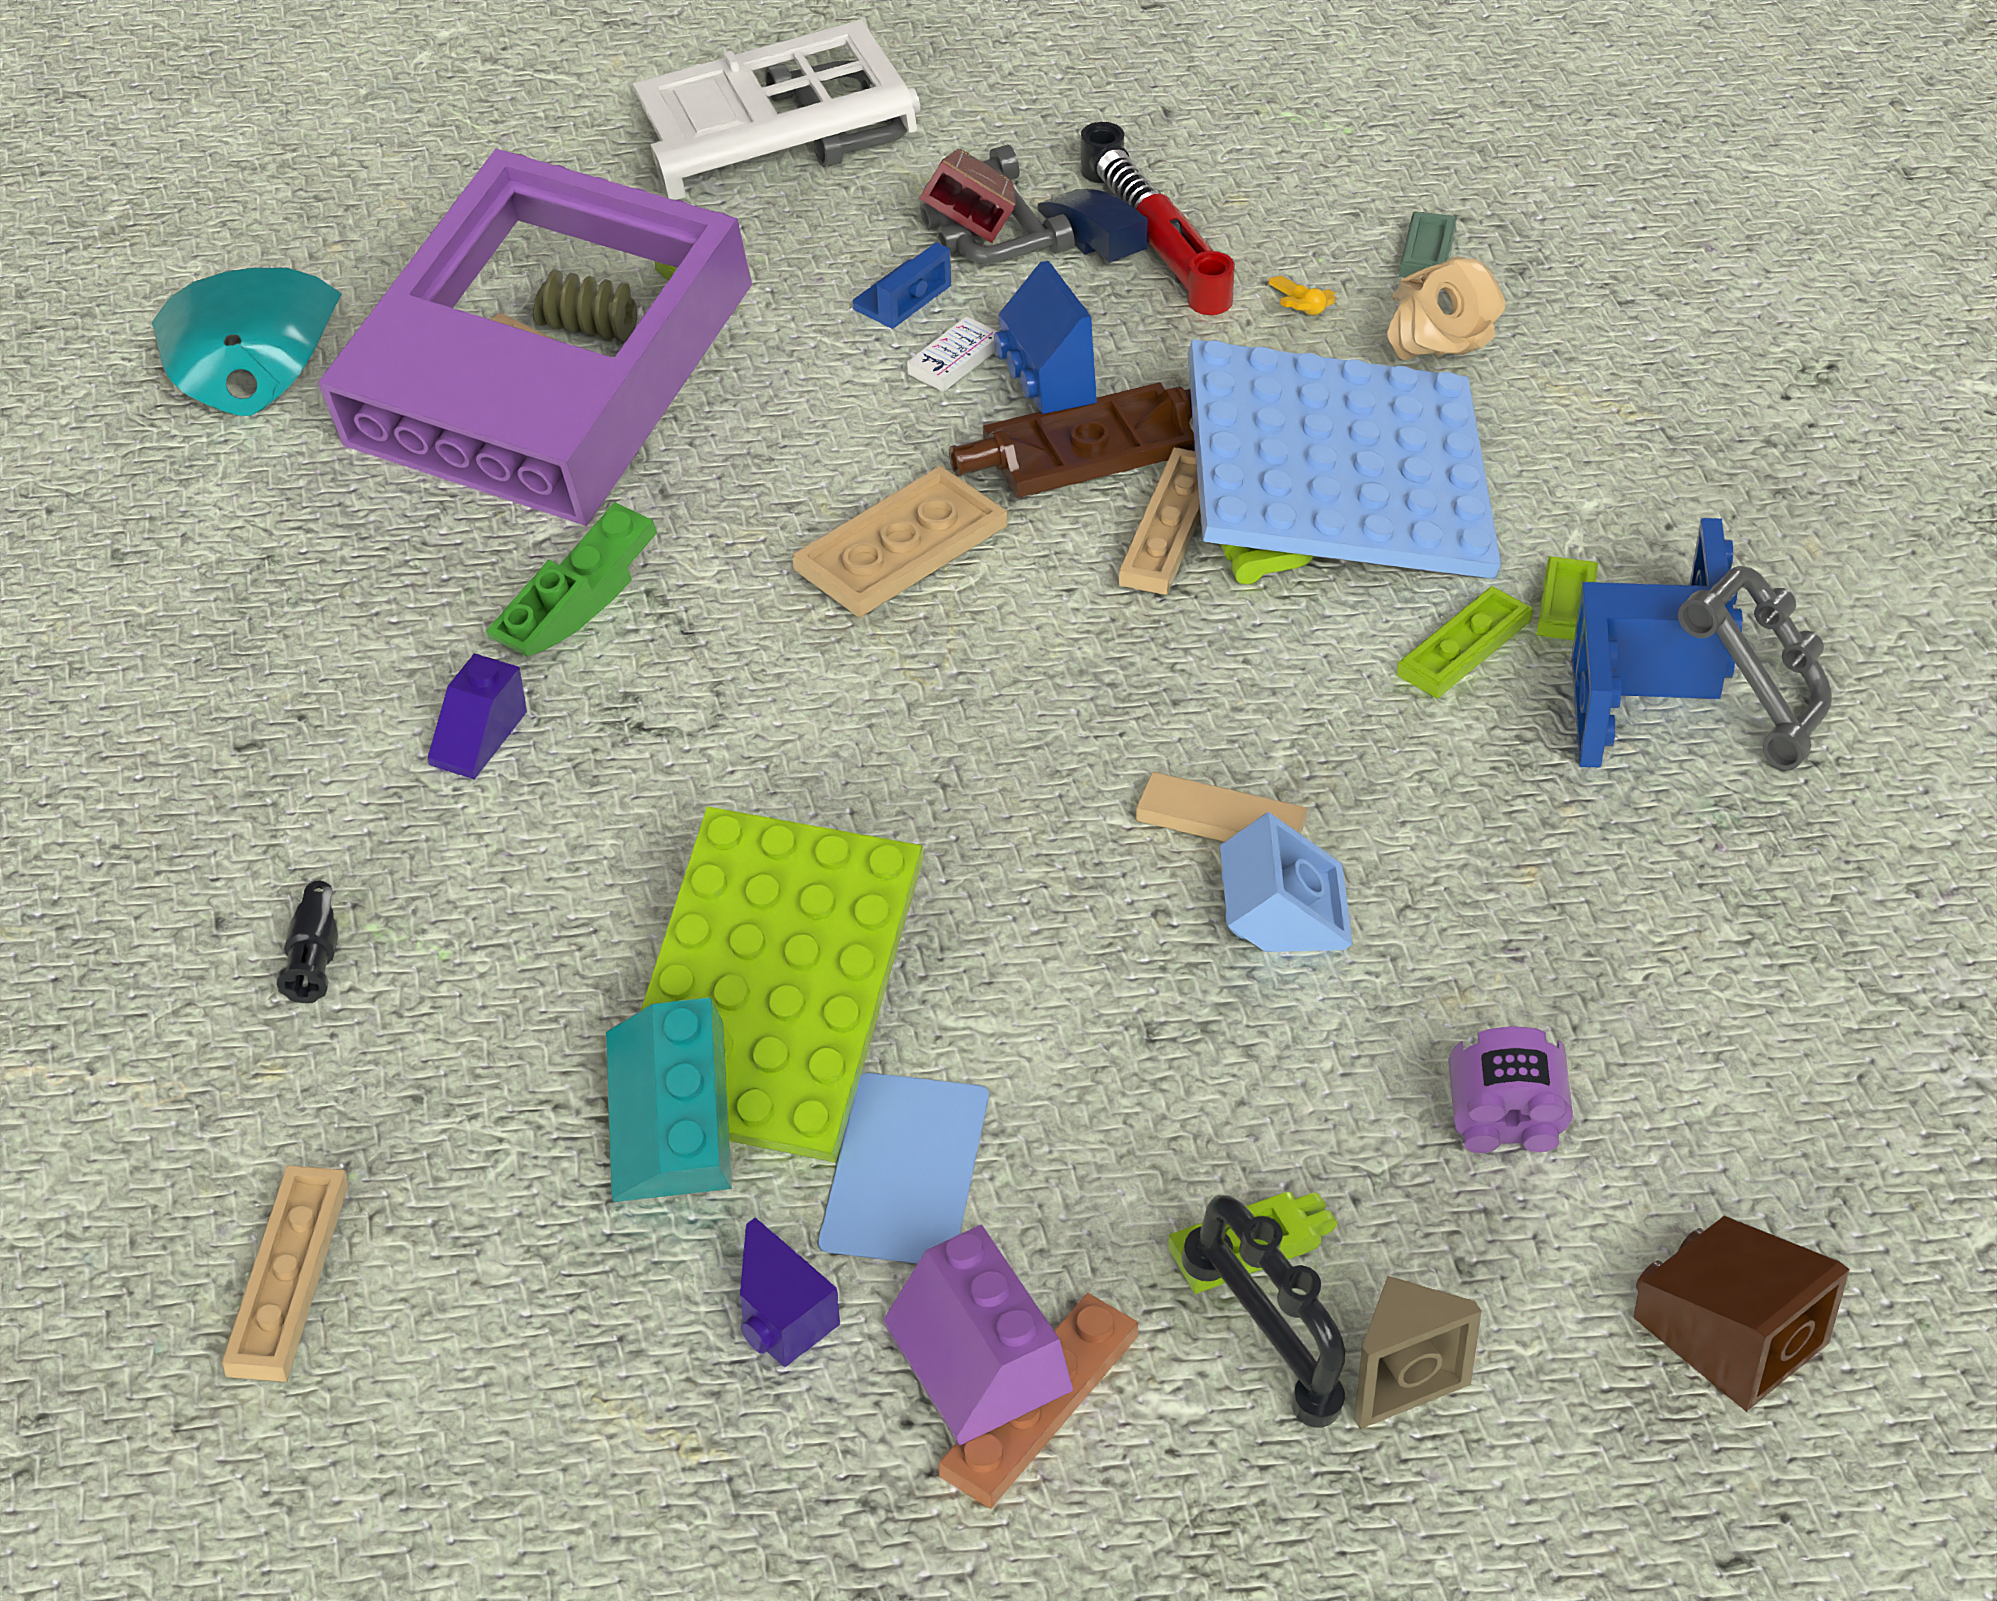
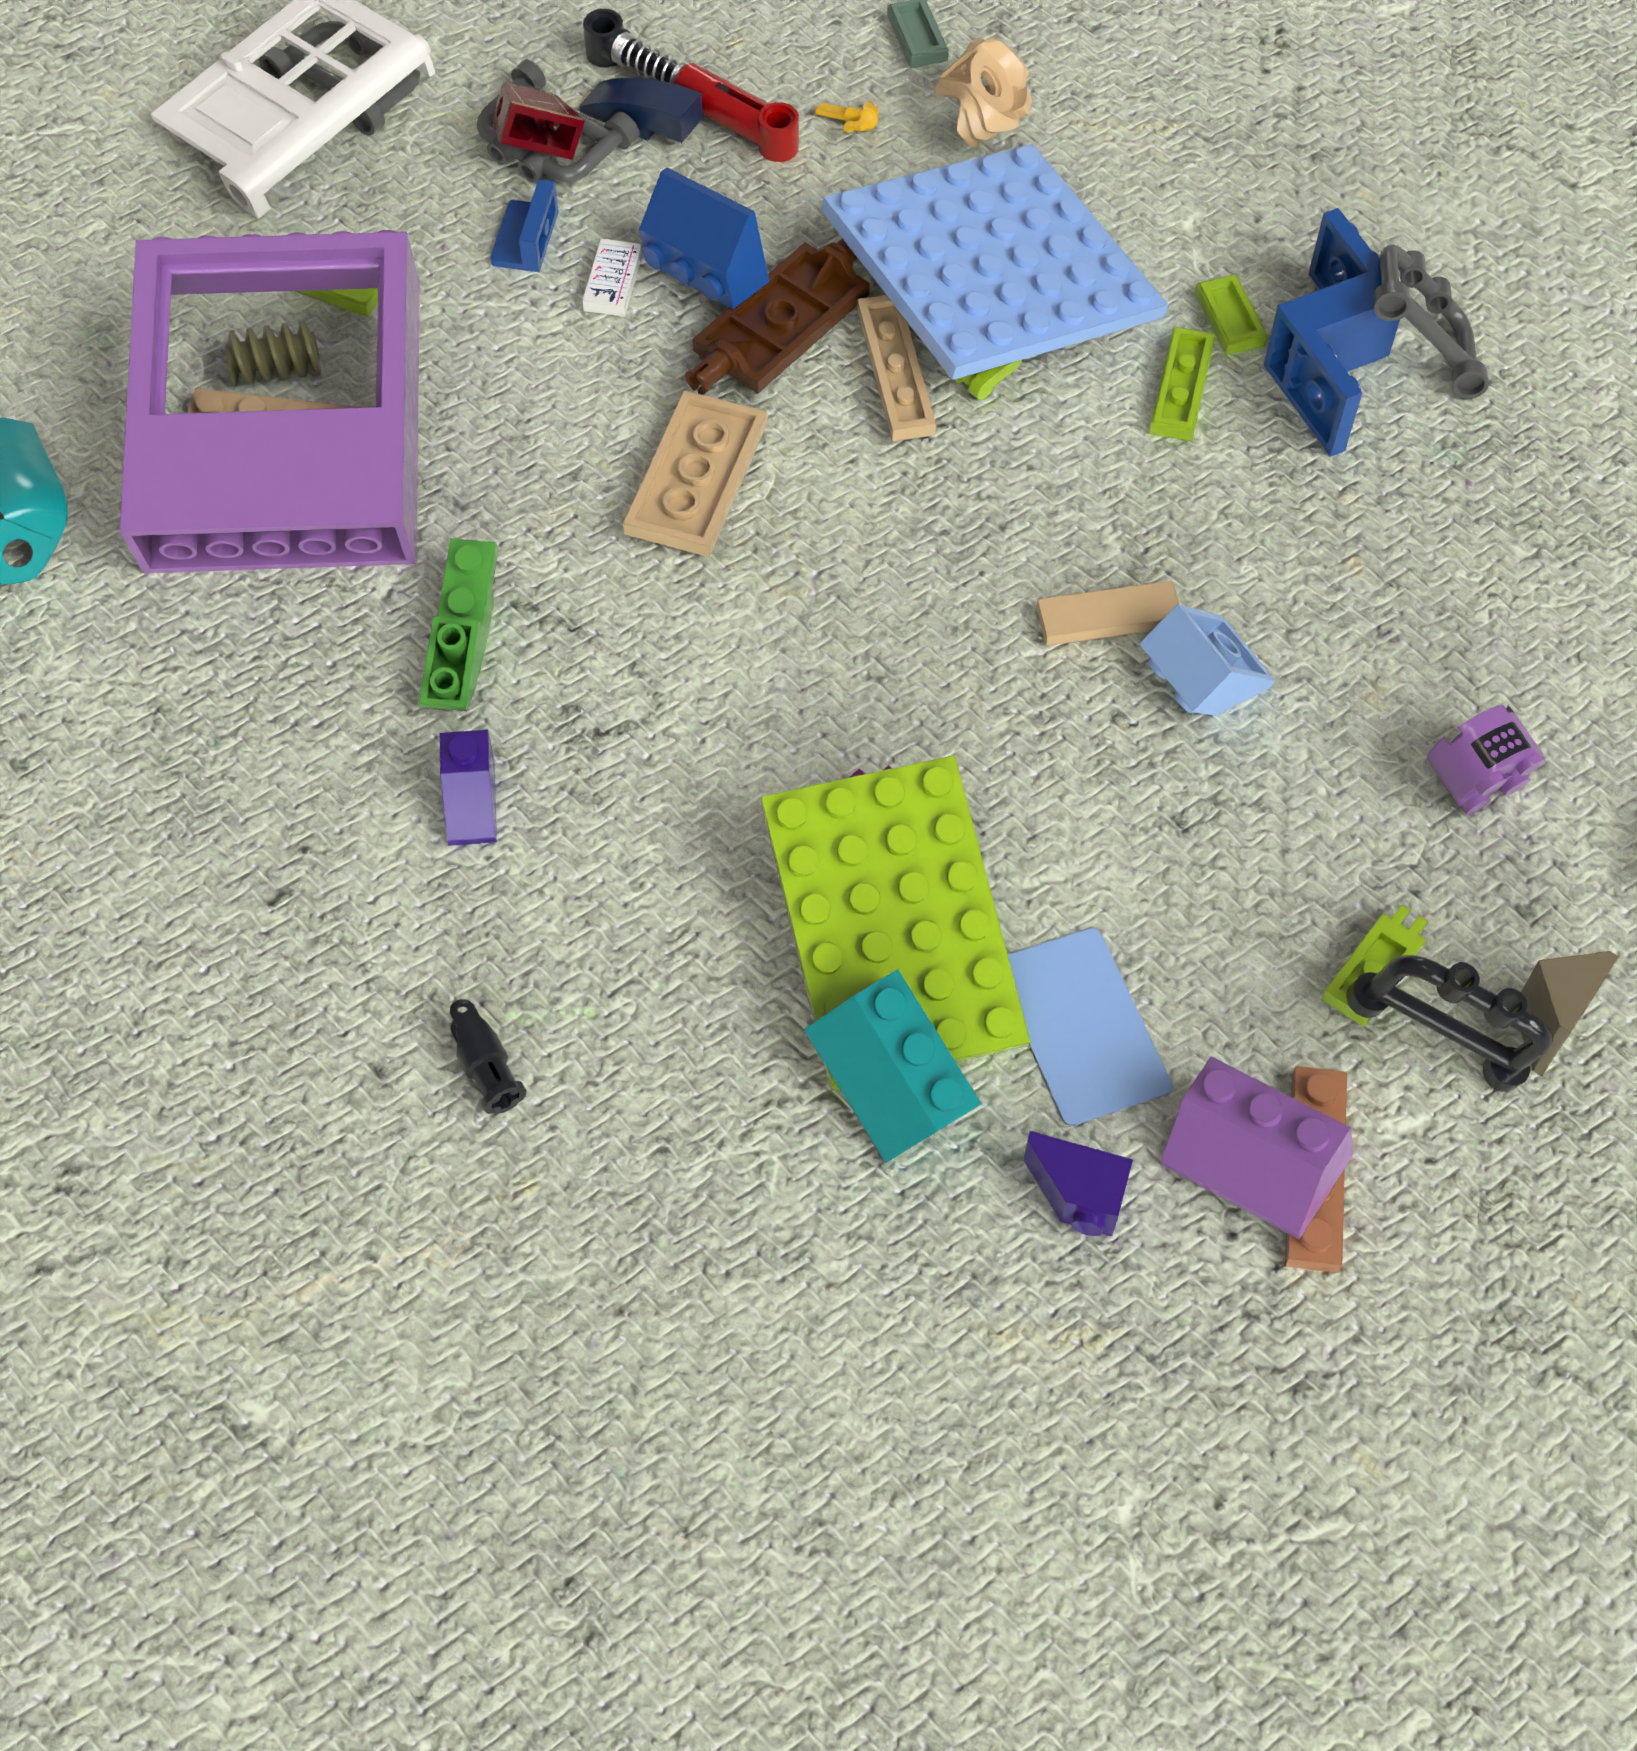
camera: 30 degrees left, 15 degrees up
(285, 1274) = (684, 1359): tan plate -> none

